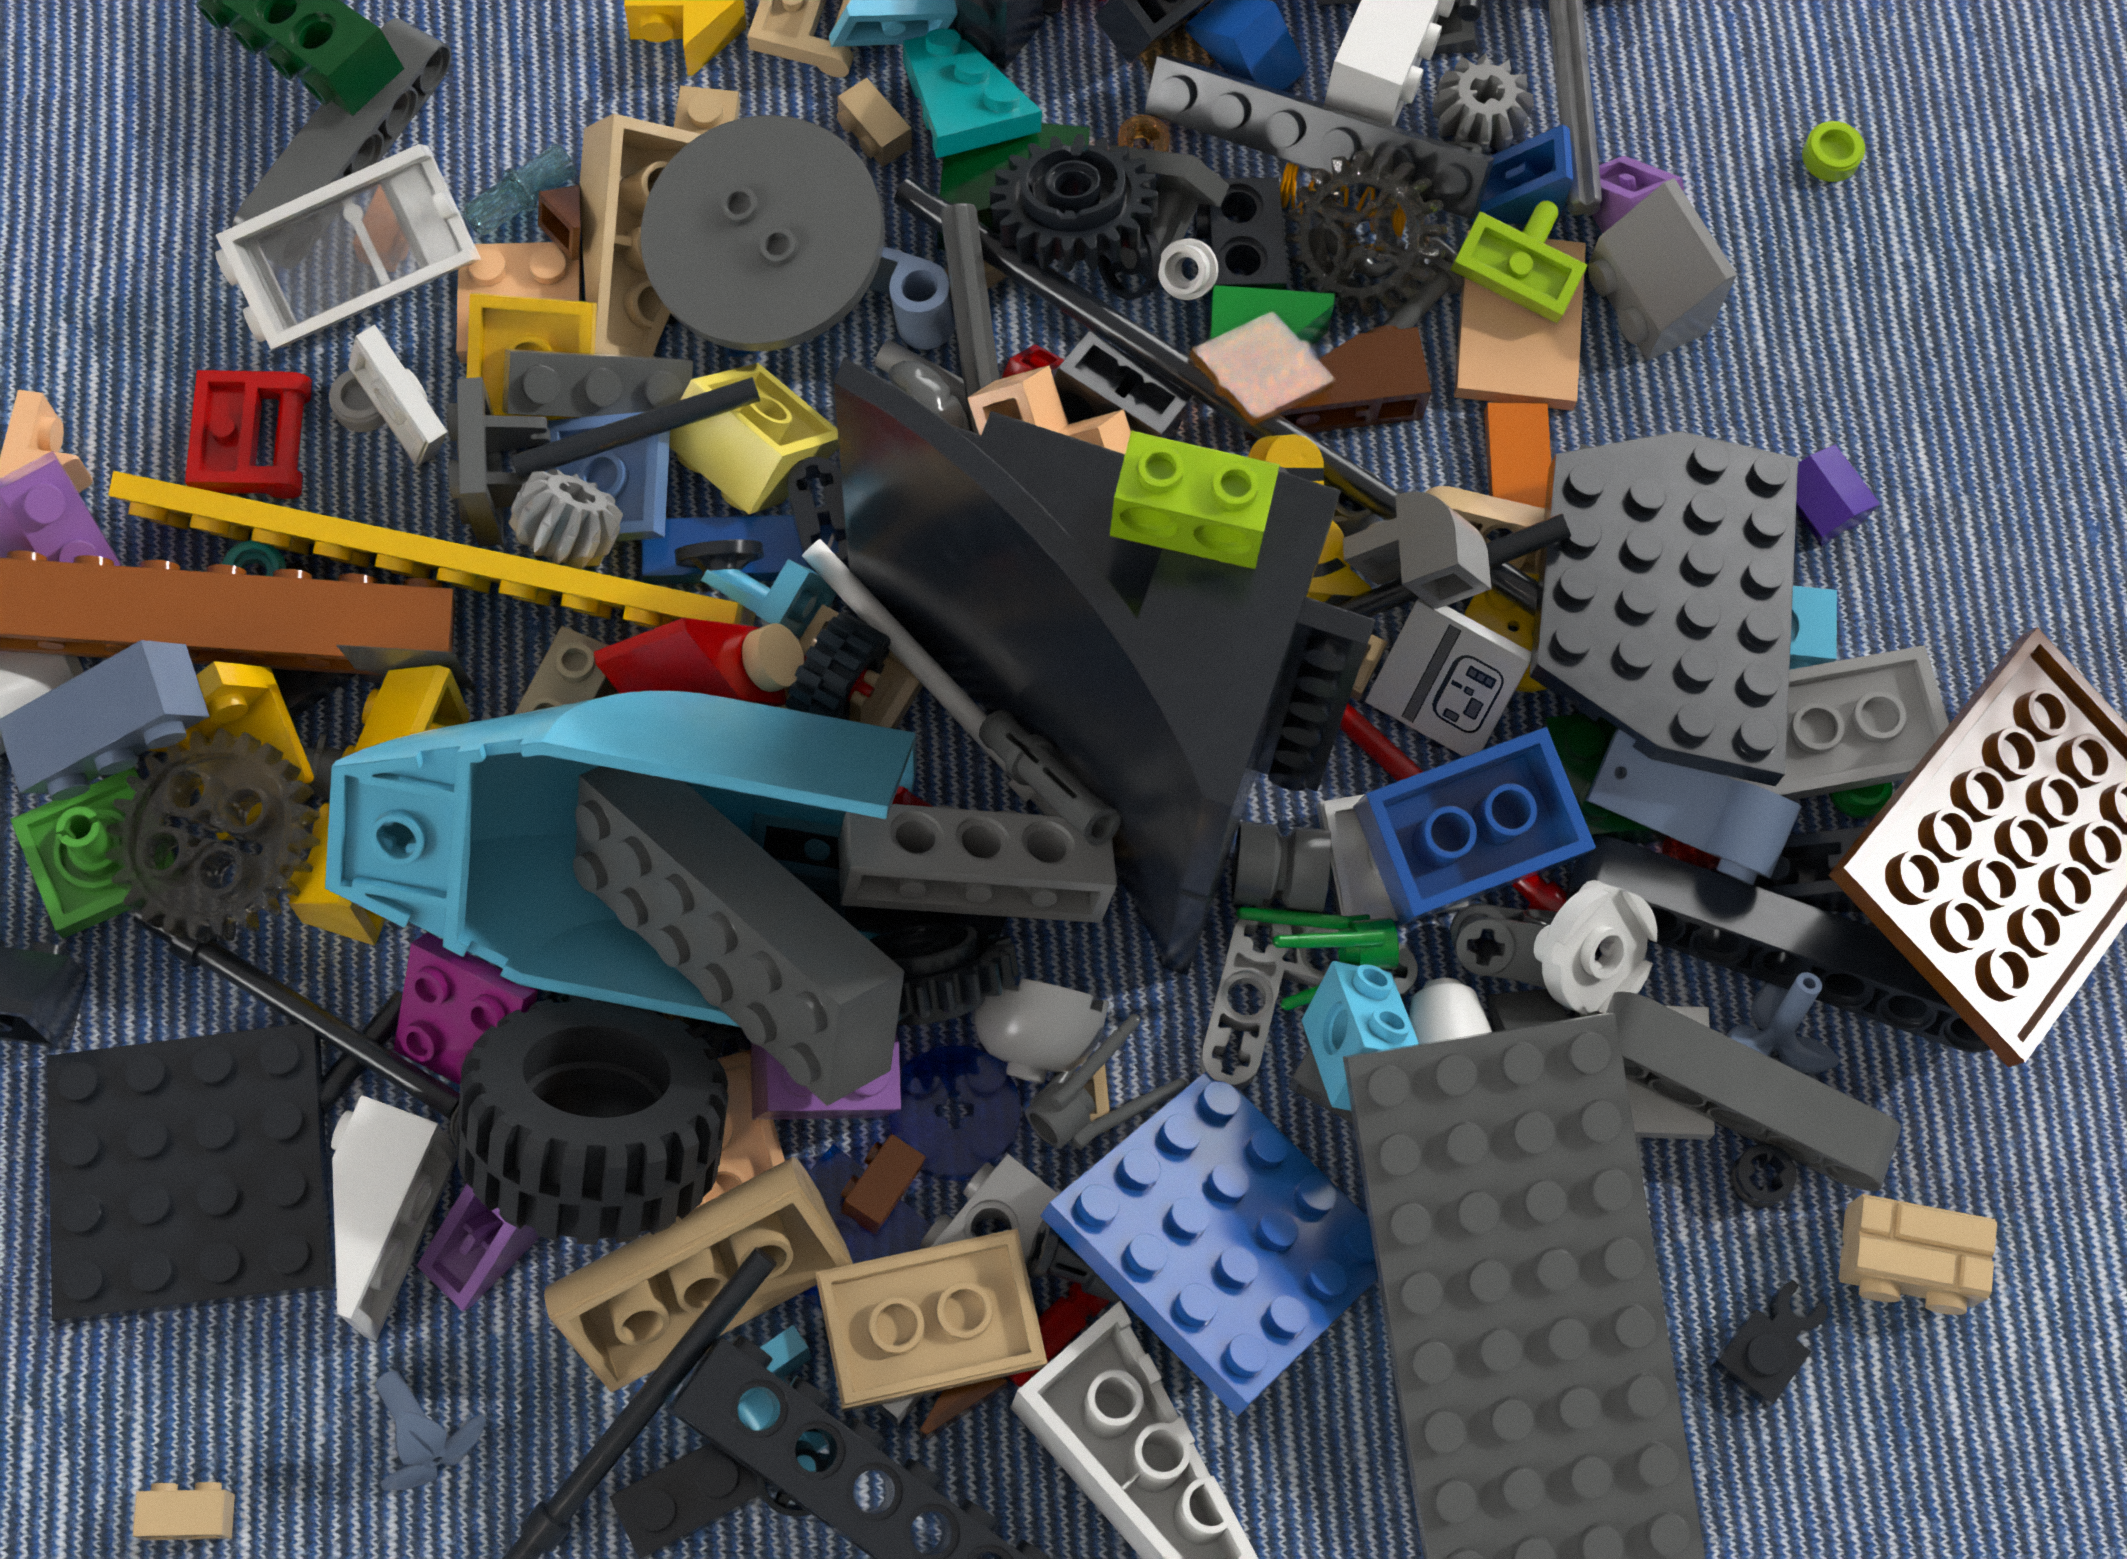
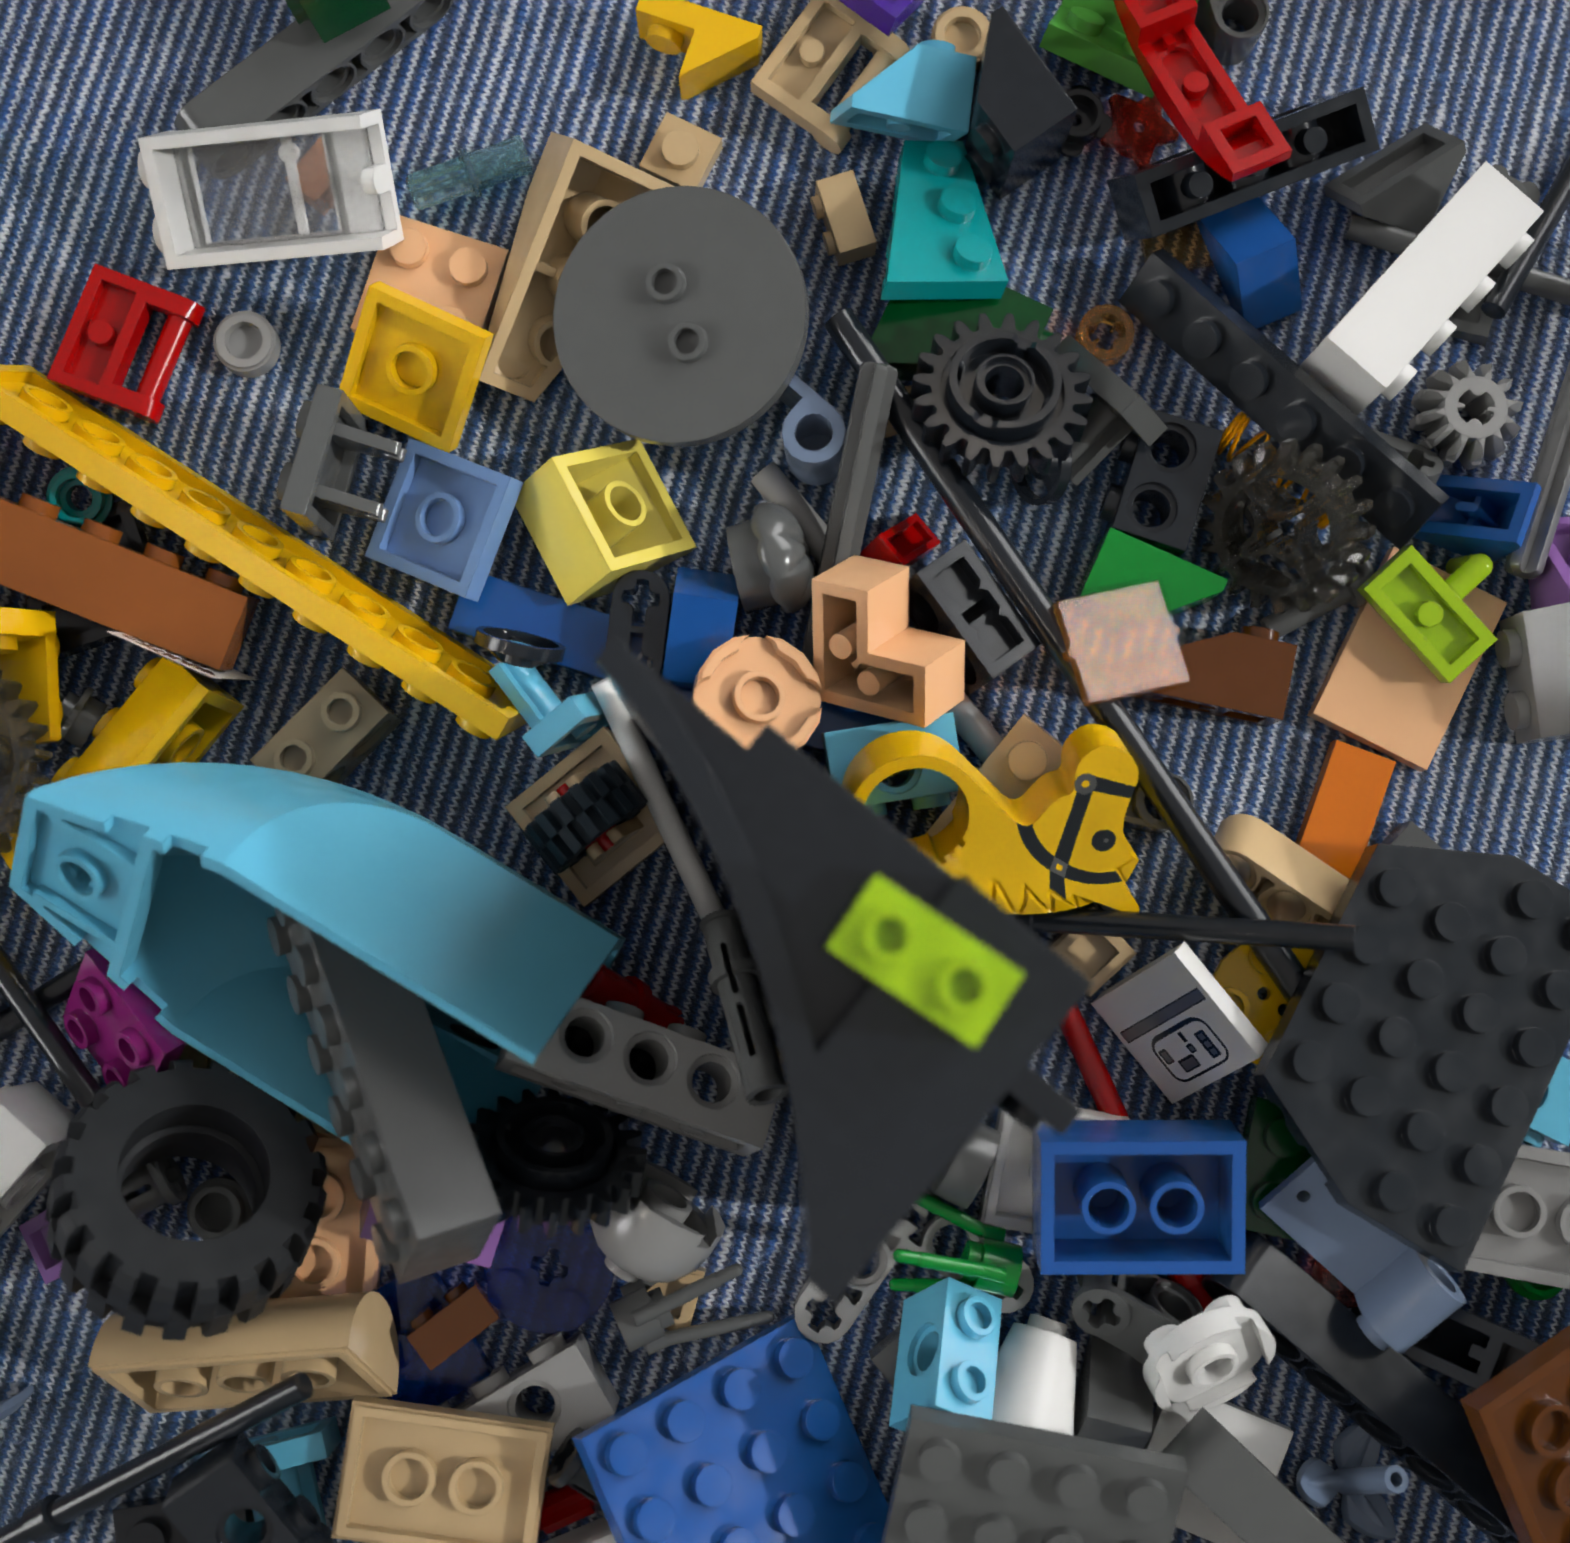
camera: 20 degrees right, 15 degrees up
(396, 396) = (264, 370): white plate -> none
(561, 218) = (497, 222): reddish brown piece -> none
(565, 518) = (378, 563): light grey gear -> none
(590, 383) = (464, 419): dark grey plate -> none
(636, 428) = (477, 492): black bar -> none
(685, 658) = (453, 773): red slope -> none
(772, 657) = (522, 787): tan tile -> none
(1171, 274) = (1074, 504): white plate -> none
(1426, 546) = (1215, 912): light grey brick -> none

